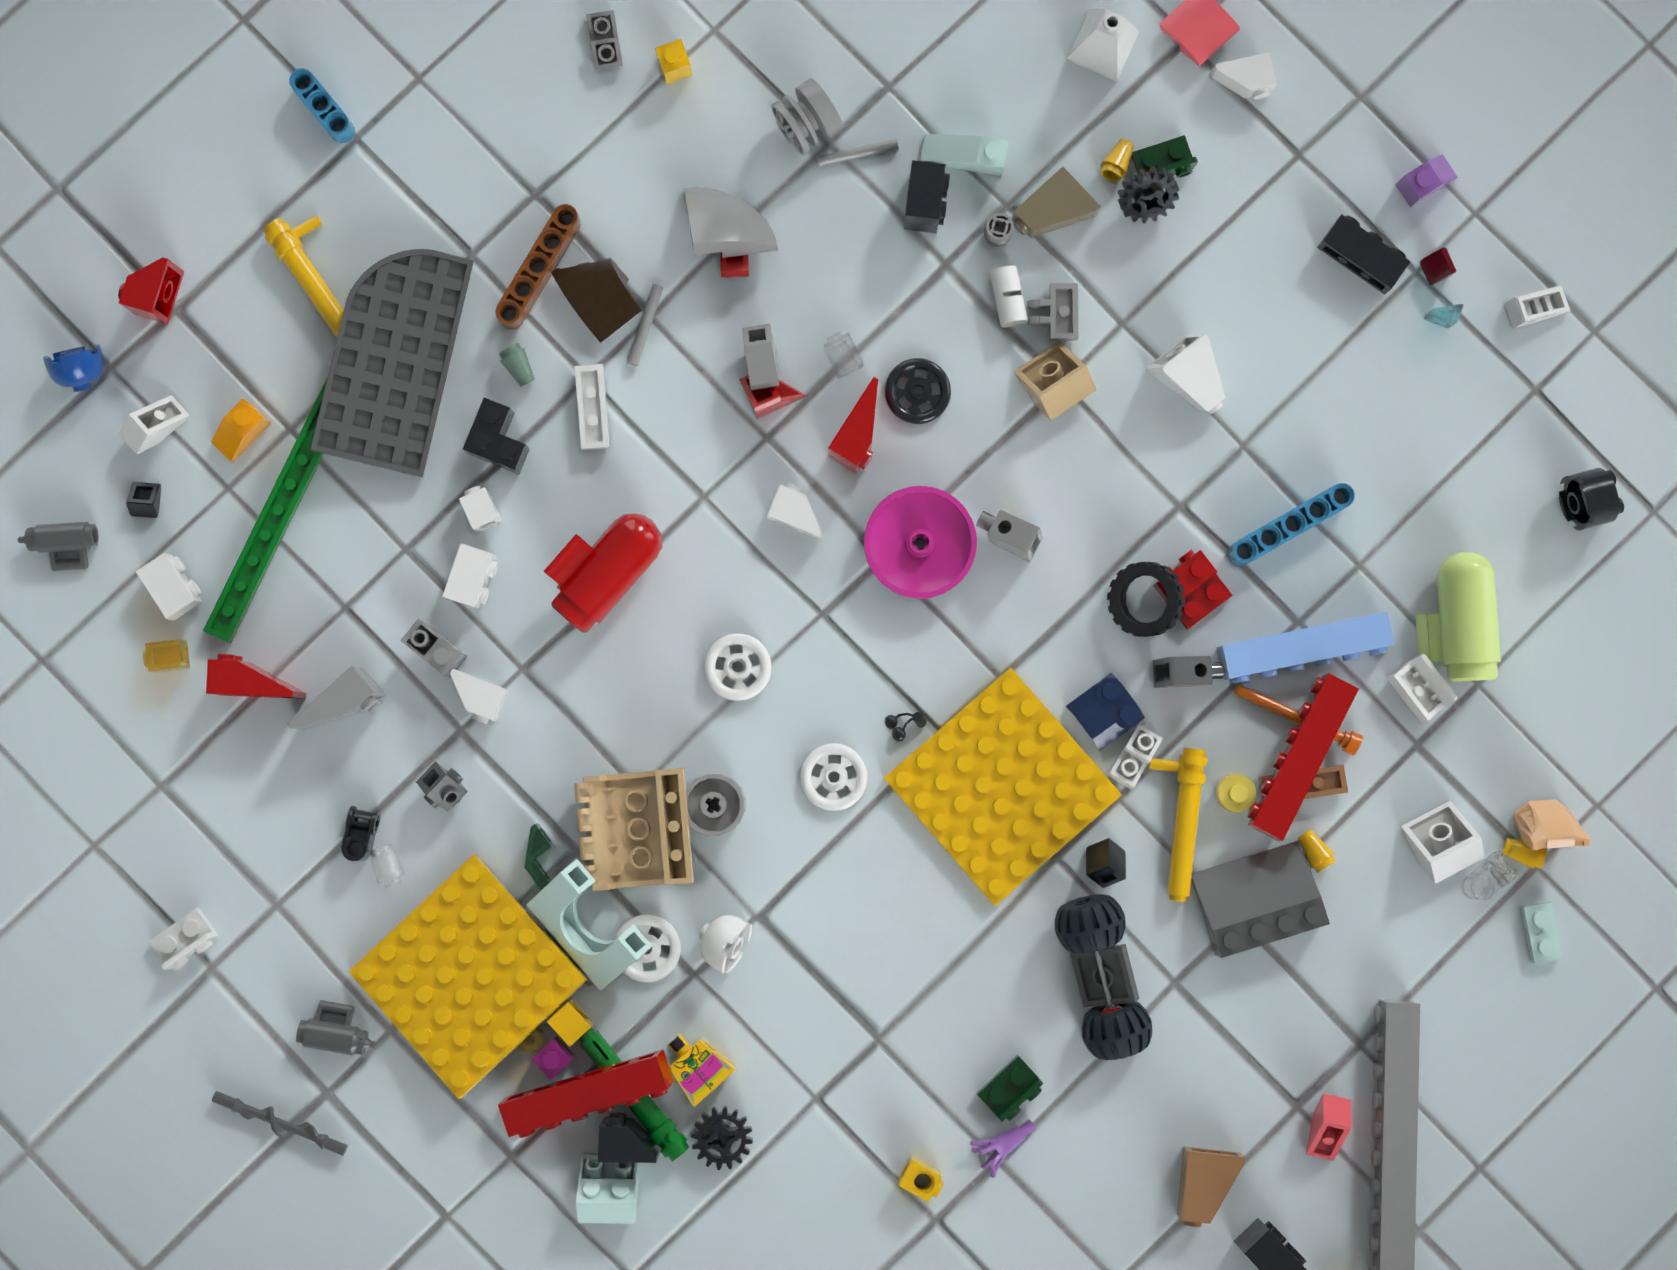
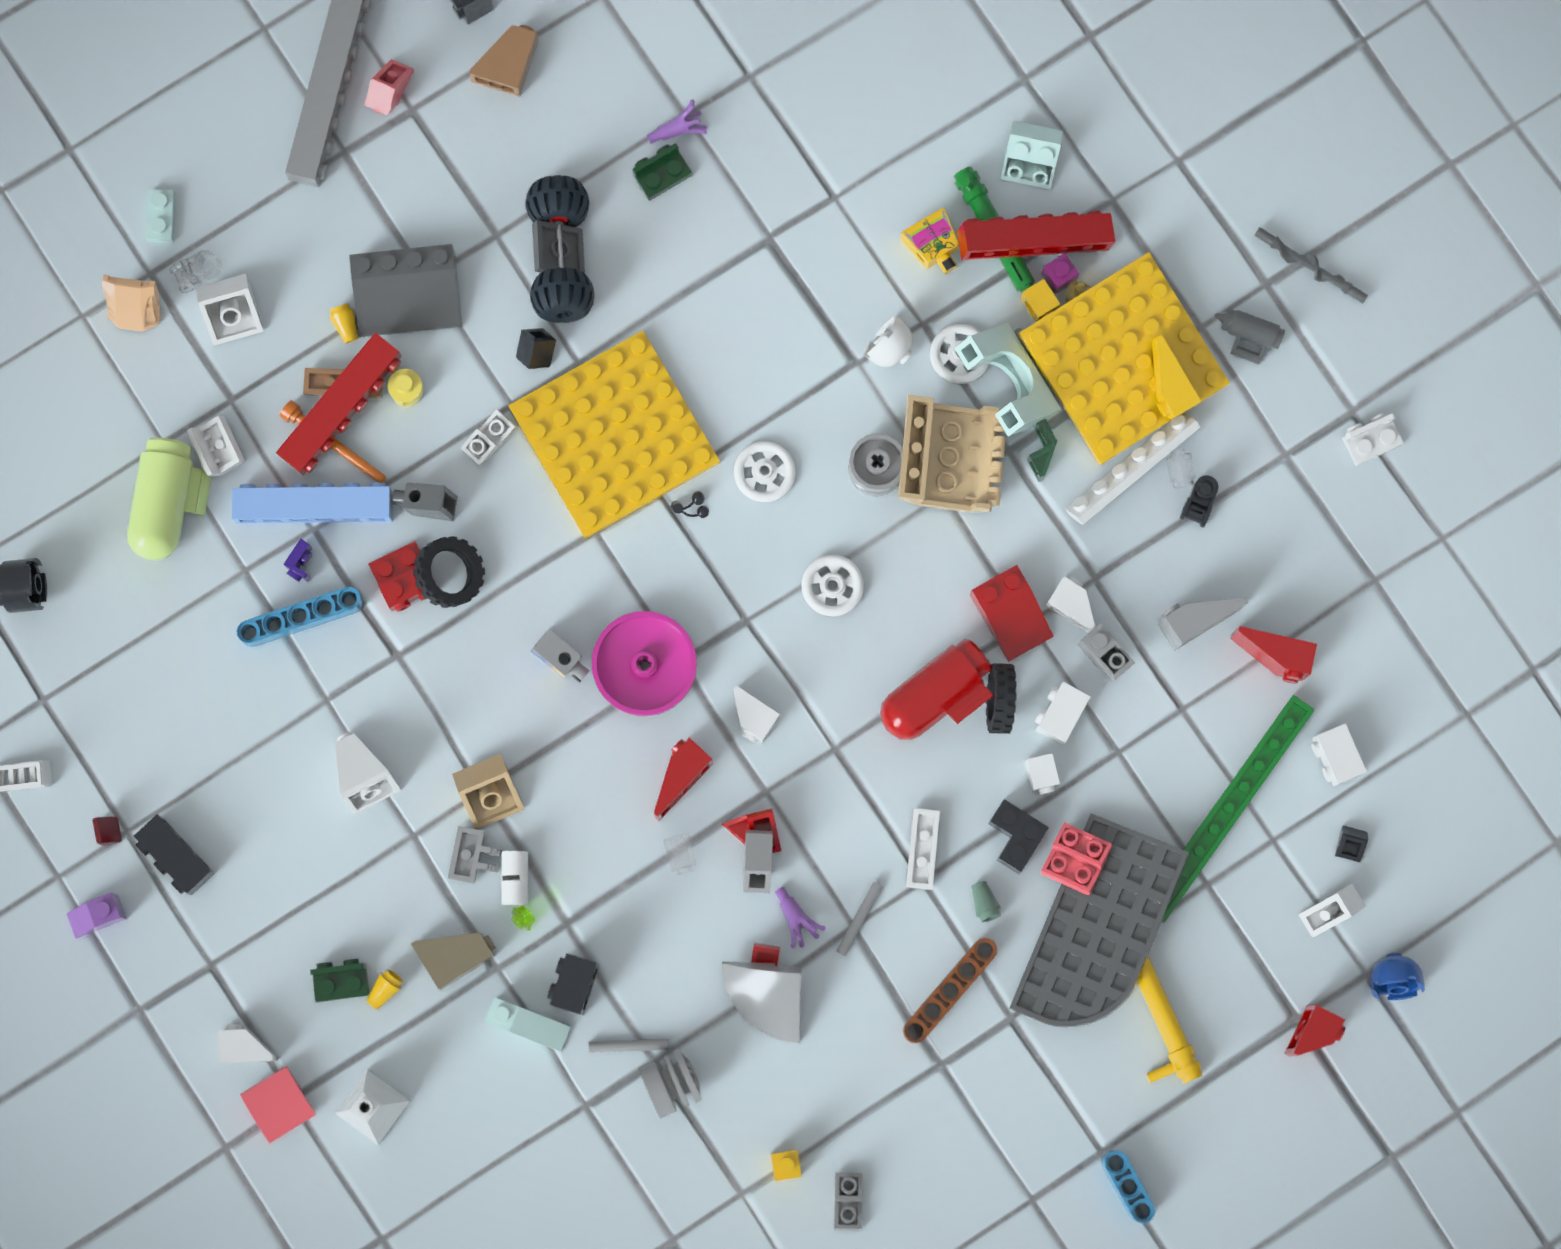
camera: 165 degrees left, 5 degrees down
(62, 537) = (1432, 820): dark grey piece -> none
(166, 656) = (1351, 693): clear yellow brick -> none
(239, 429) = (1253, 890): light orange slope -> none
(410, 954) = (1171, 383): none -> yellow slope
(428, 424) = (1076, 859): none -> coral slope
(438, 855) = (1132, 468): none -> white plate
(442, 786) = (1119, 527): dark grey brick -> none
(536, 586) = (1001, 706): none -> black tyre
(542, 673) = (1011, 613): none -> red slope
(598, 295) = (897, 952): dark brown slope -> none
(625, 1141) = (1008, 188): black slope -> none
(709, 1142) = (913, 179): black gear -> none
(710, 311) = (796, 918): none -> medium lavender piece
(894, 393) = (598, 819): black plate -> none
(911, 1170) = (757, 121): yellow brick -> none
(992, 257) = (522, 918): none -> clear neon green plate
(996, 234) = (508, 946): light grey wheel -> none
(1106, 711) = (507, 482): dark blue slope -> none
(1148, 194) = (363, 946): black gear -> none
(1190, 779) = (443, 406): yellow cylinder -> none
(1305, 588) = (299, 556): none -> dark purple bracket
(1444, 316) = (108, 781): clear light blue slope -> none
(1524, 854) = (166, 289): yellow cone -> none

